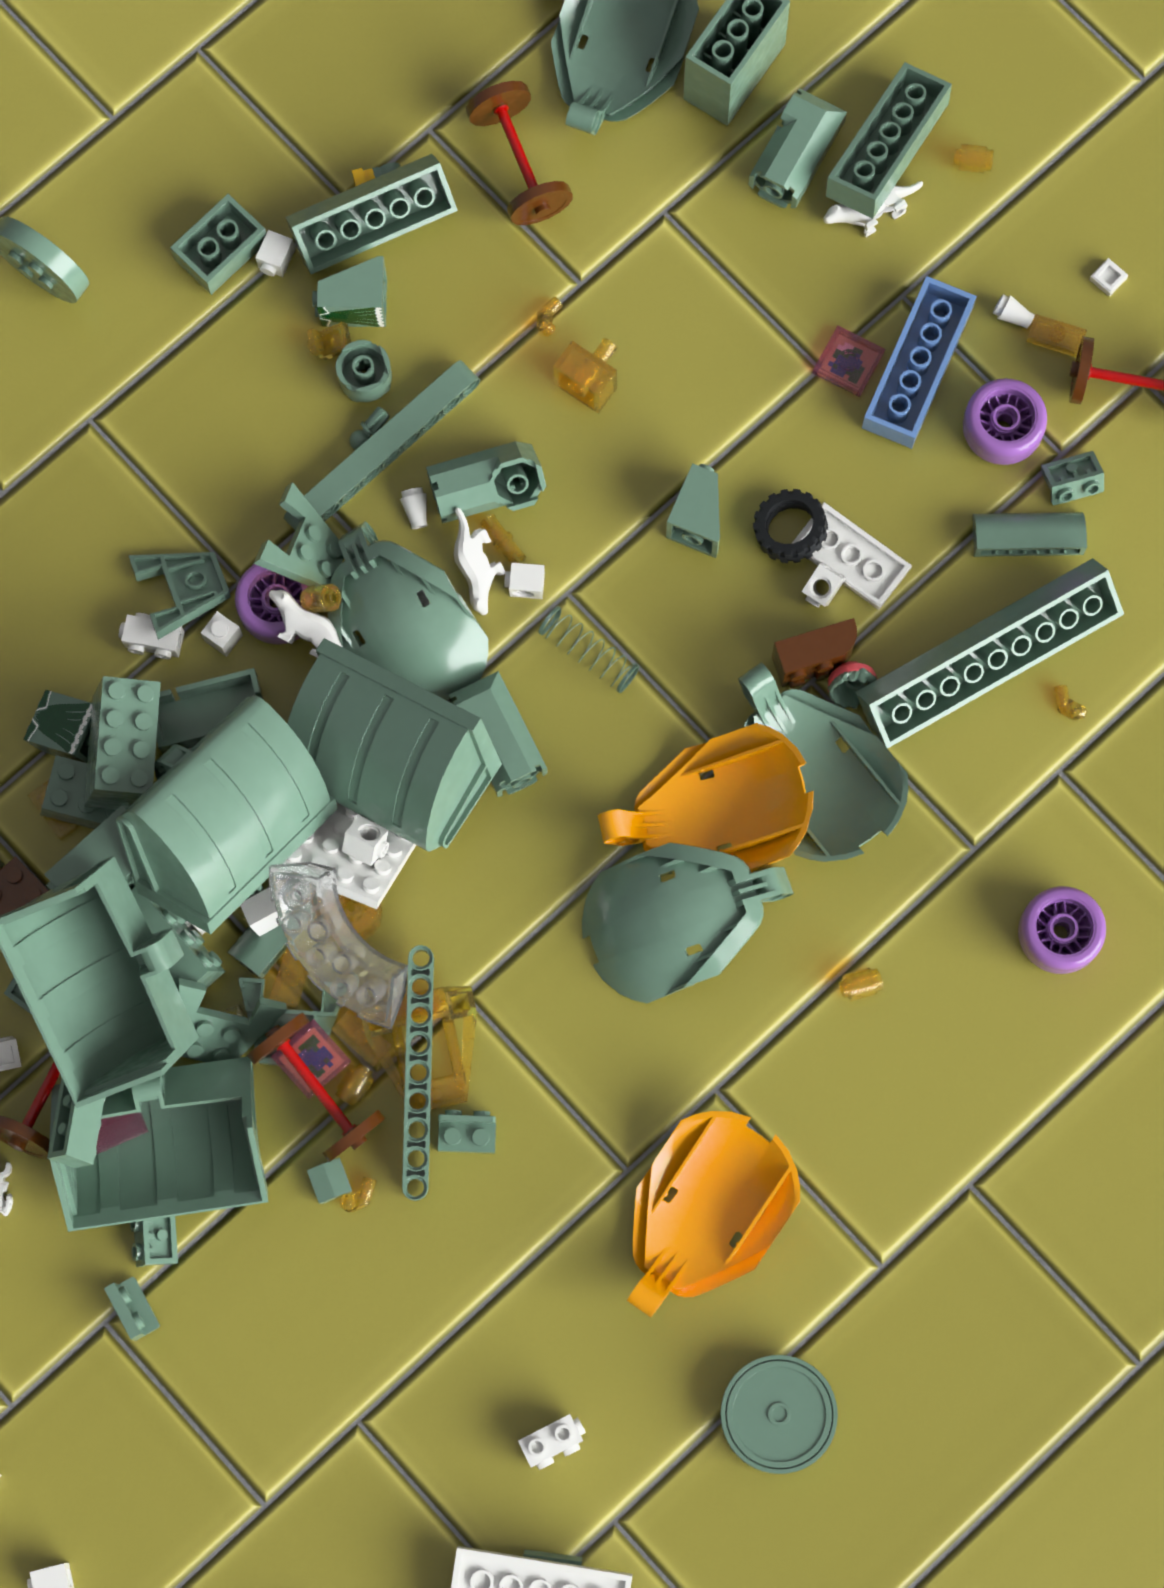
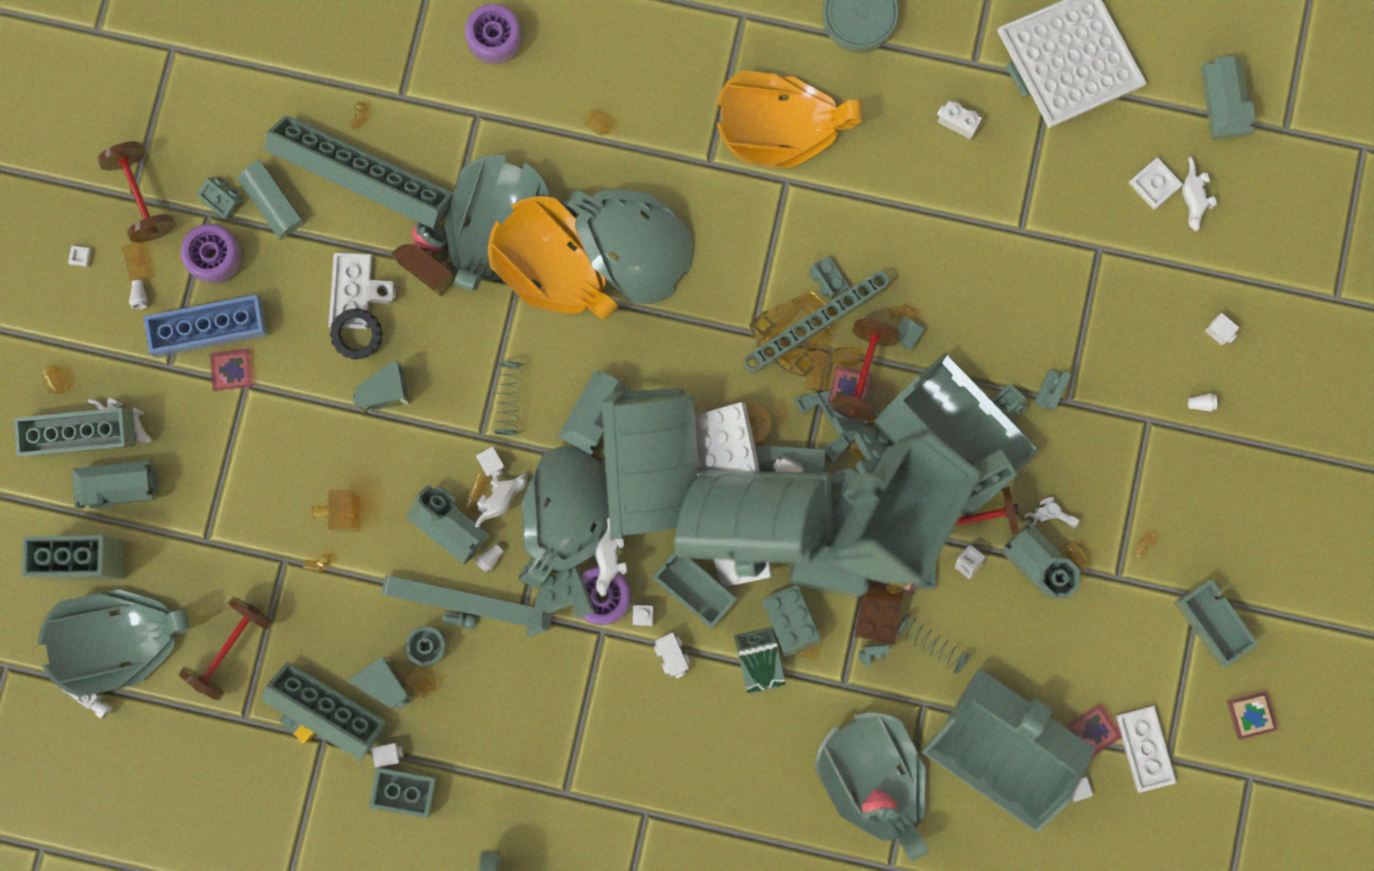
camera: 125 degrees left, 5 degrees up
(121, 742) = (755, 609): sand green brick -> none
(193, 583) = (623, 655): sand green wing -> none
(289, 981) = (811, 434): clear yellow plate -> none
(321, 598) = (586, 563): clear yellow brick -> none
(331, 947) = (783, 413): clear brick -> none
(365, 841) = (703, 437): white brick -> none

